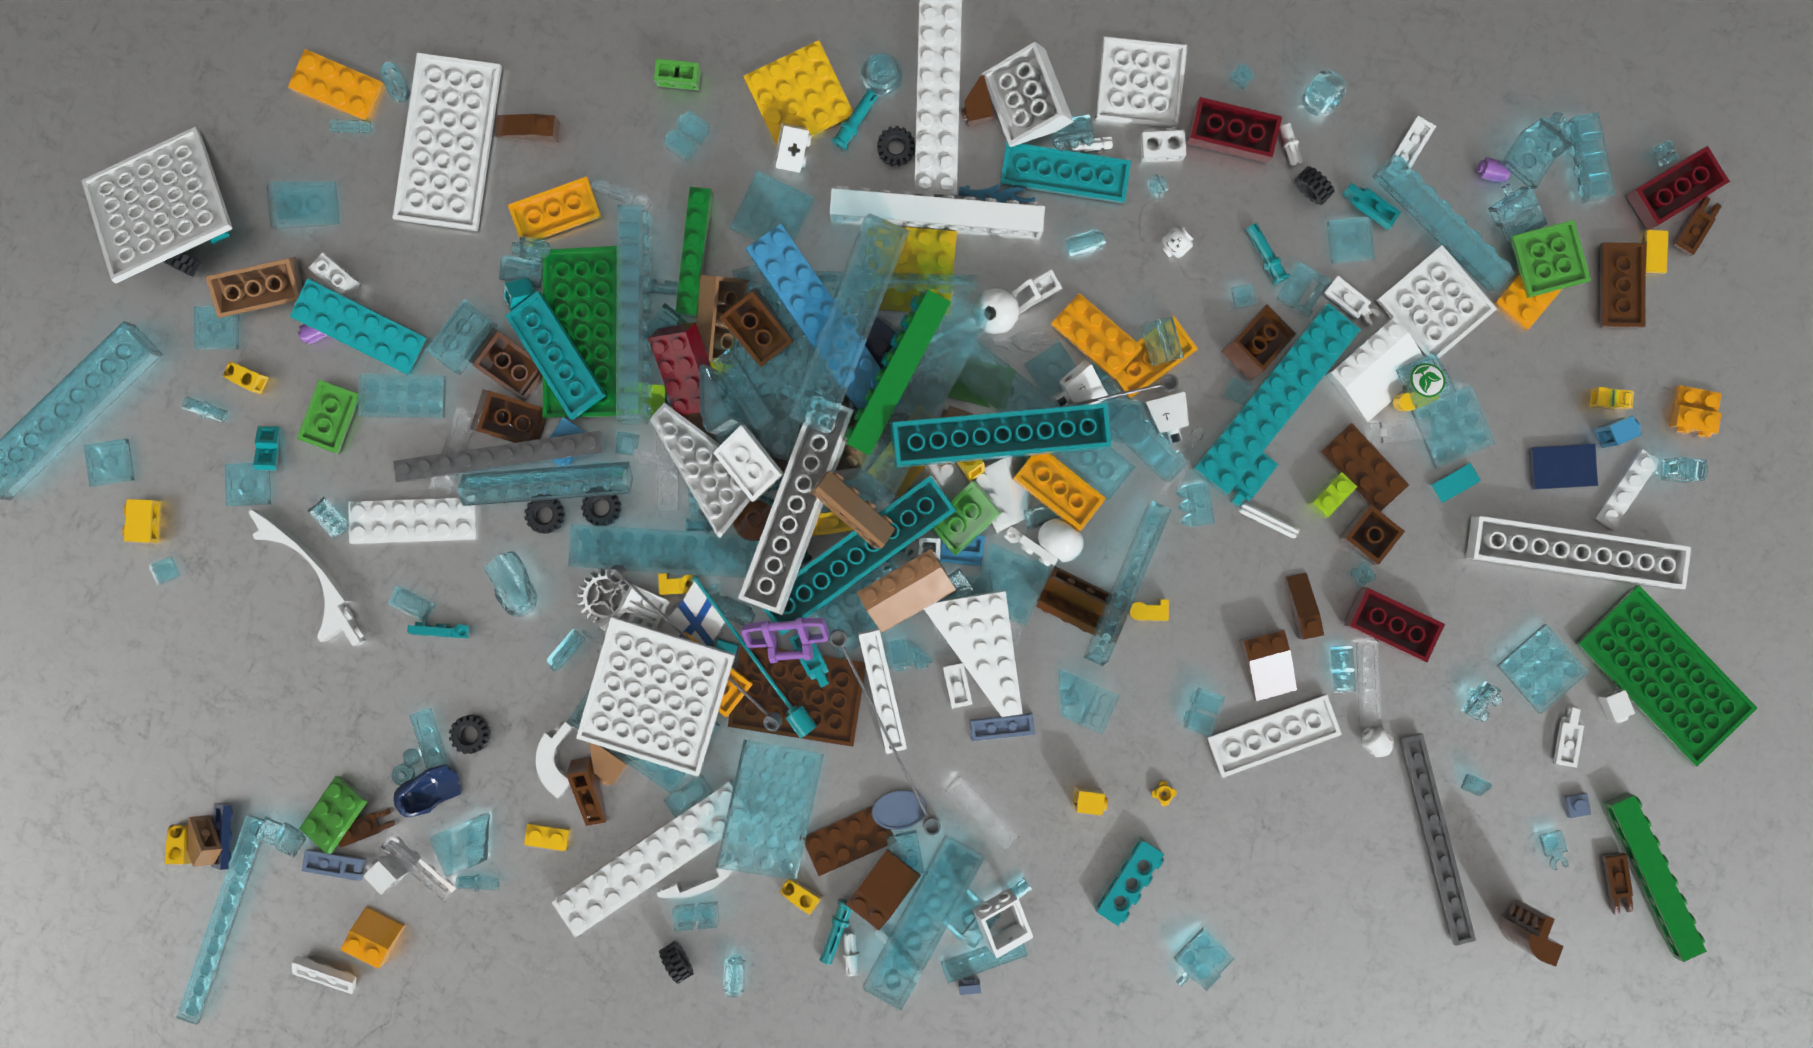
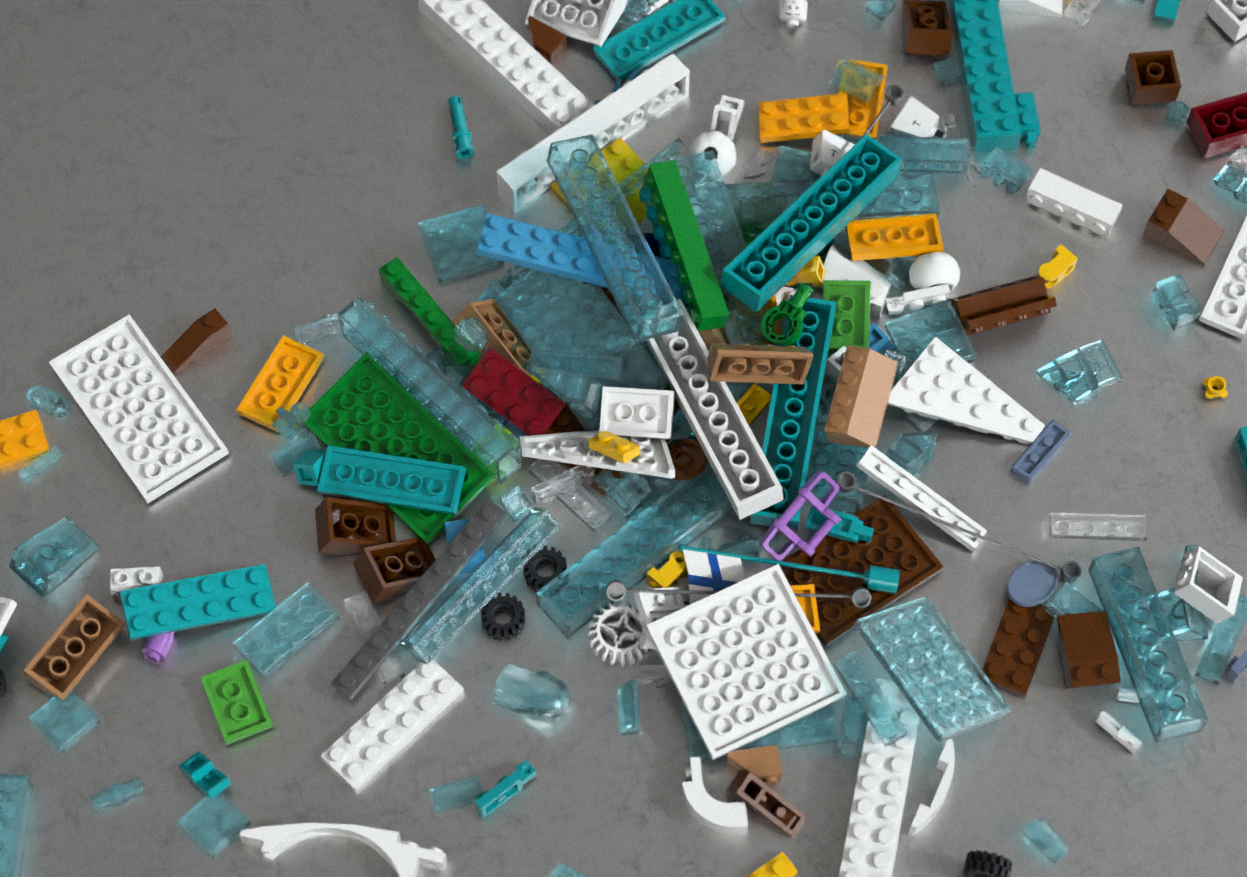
camera: 45 degrees left, 25 degrees down
(245, 377) = (129, 733): yellow leg -> none
(328, 518) = (317, 779): clear light blue hips -> none
(457, 738) = (612, 865): black tyre -> none
(461, 337) = (293, 541): clear light blue slope -> none
(677, 74) = (286, 204): bright green brick -> none
(686, 916) = (968, 811): clear light blue piece -> none
(691, 126) = (337, 242): clear light blue piece -> none
(697, 300) = (470, 334): none -> clear light blue head
(706, 796) = (870, 698): none -> clear light blue plate
(707, 475) = (614, 446): none -> yellow plate
(757, 327) = (540, 311): reddish brown slope -> none
(788, 135) = (431, 179): white brick -> none
(799, 92) = (398, 148): yellow plate -> none
(800, 895) = (1028, 721): yellow leg -> none
(840, 921) = (1082, 713): teal pin -> none
(881, 73) = (447, 79): clear light blue cone -> none
(895, 133) = (511, 108): black tyre -> none
(913, 498) = (790, 310): none -> green pin
(957, 685) = (973, 449): white plate -> none
(1085, 243) = (726, 66): clear light blue head -> none
(1089, 800) = (1167, 435): yellow brick -> none
(1127, 583) = (1020, 251): clear light blue brick -> none
(1214, 575) = (1073, 202): none -> white brick
(1269, 520) = (1069, 134): white axle -> none
(1304, 607) = (1164, 169): reddish brown slope -> none
(1332, 495) = (1094, 77): lime brick -> none
(1365, 466) = (1093, 44): reddish brown plate -> none

